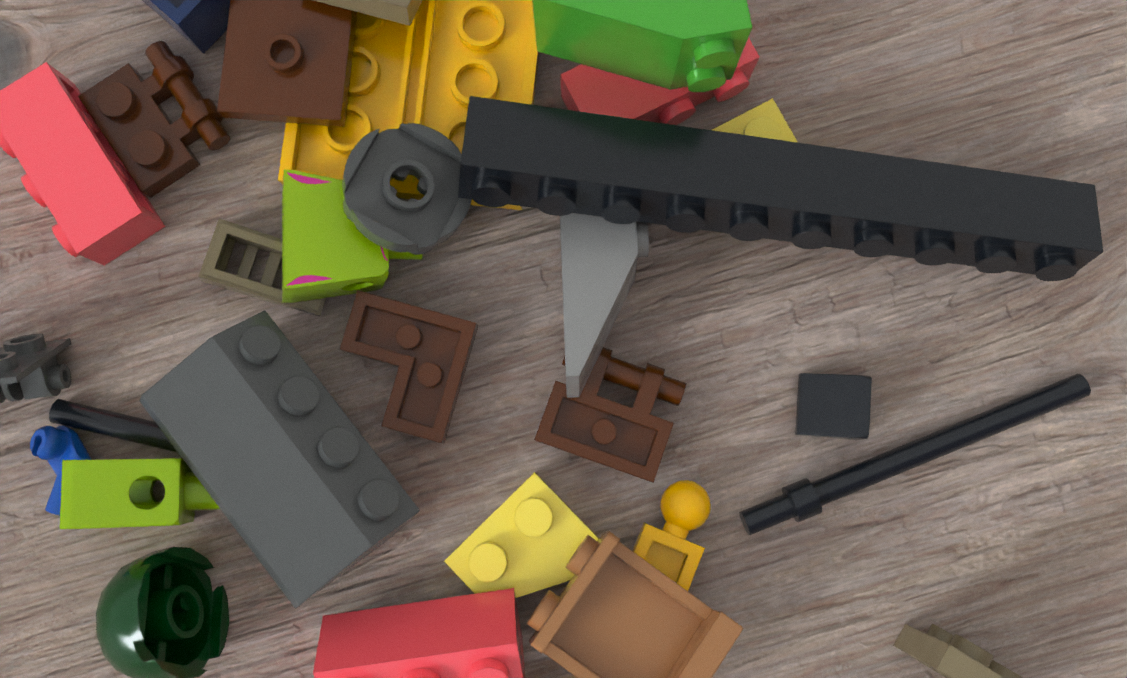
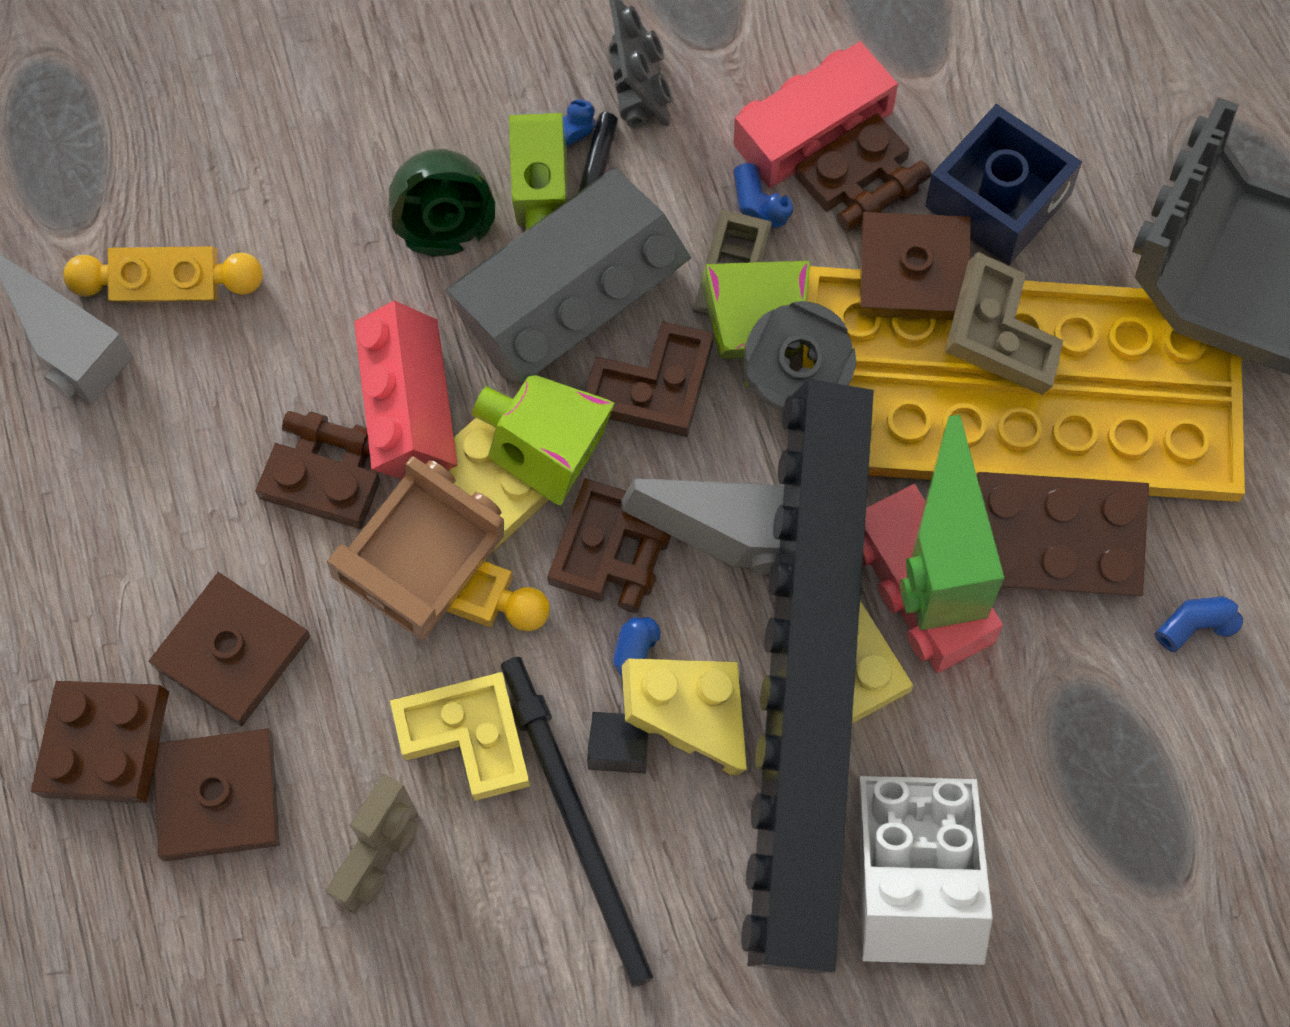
camera: 90 degrees right, 15 degrees down
(186, 240) = (757, 203): none -> blue arm
(483, 485) = (544, 432): none -> lime torso
(737, 391) = (635, 640): none -> blue arm
(798, 330) = (689, 705): none -> light yellow wing
(813, 561) = (469, 717): none -> light yellow plate
(968, 97) = (922, 871): none -> white slope

